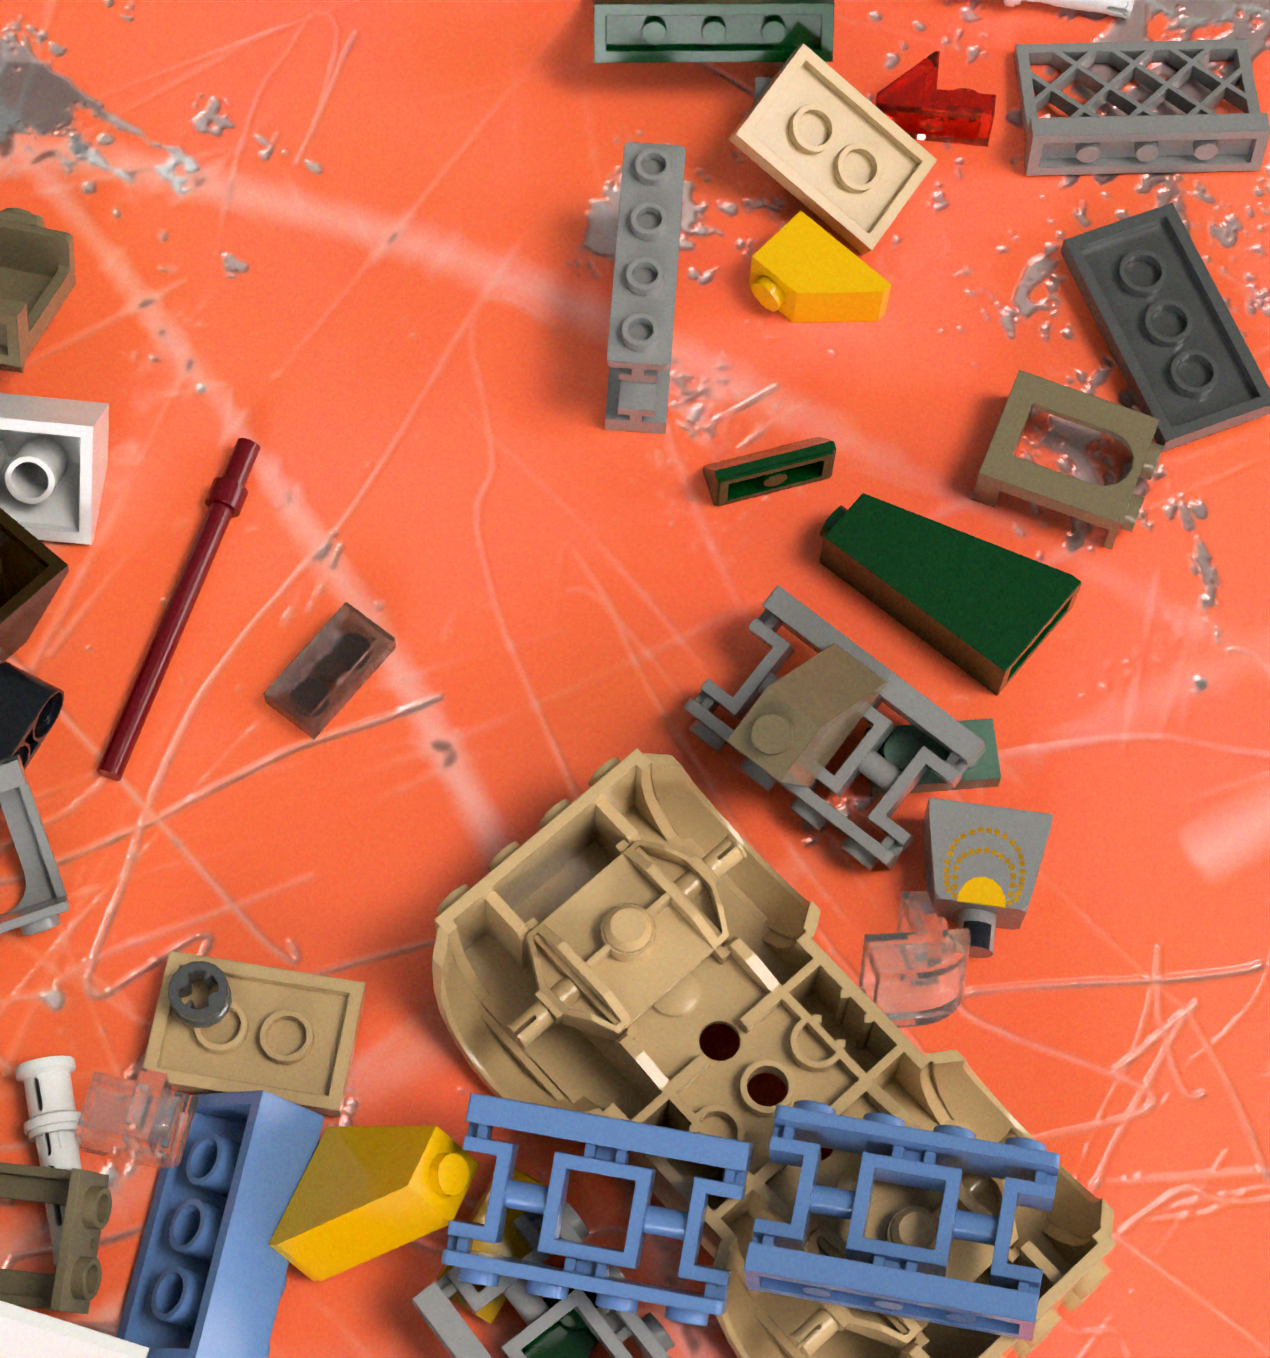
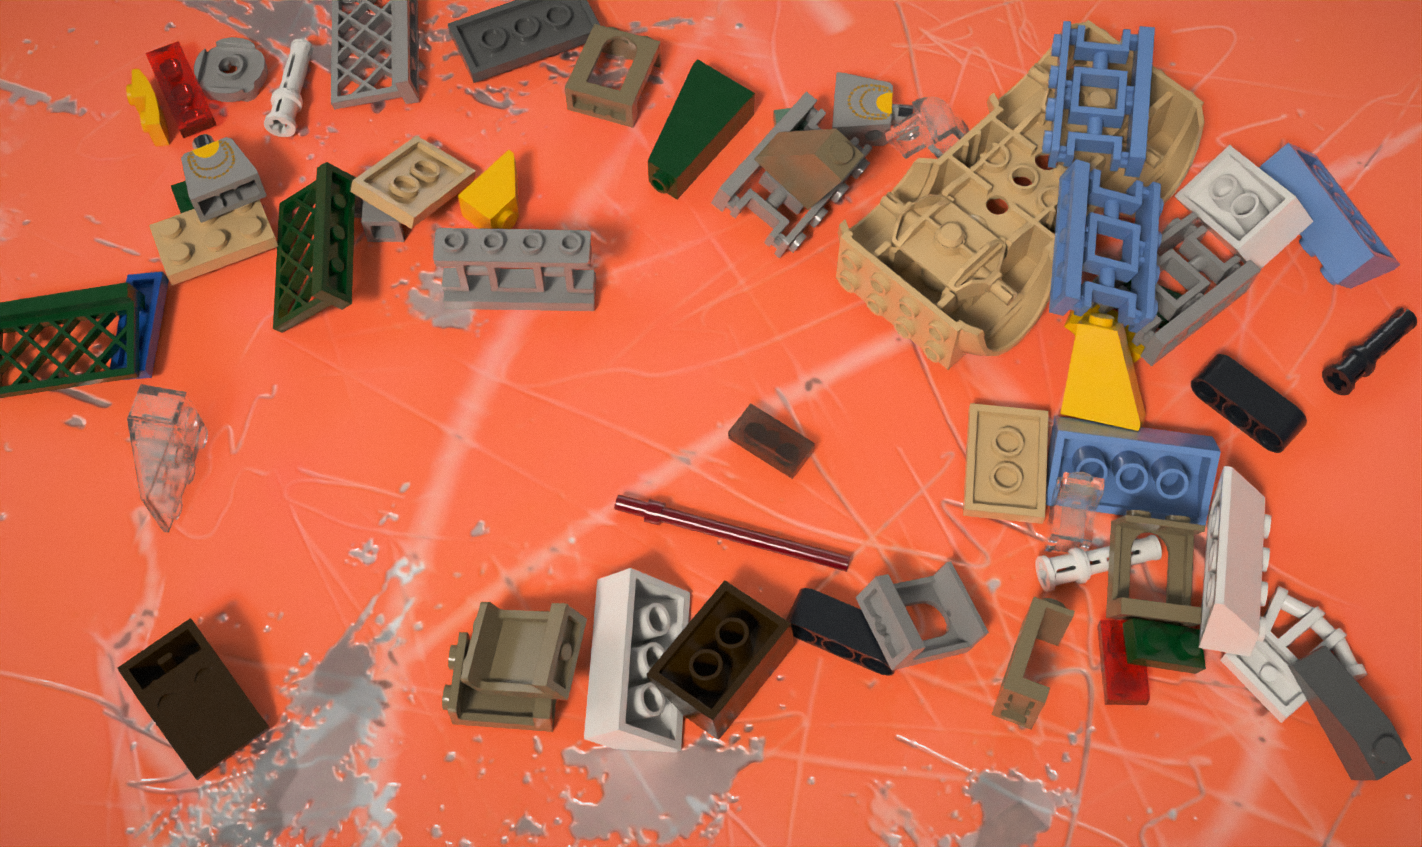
camera: 90 degrees left, 5 degrees down
(181, 986) = (998, 474): dark grey bush -> none
(770, 470) = (620, 219): dark green slope -> none
(935, 113) = (378, 141): clear red slope -> none

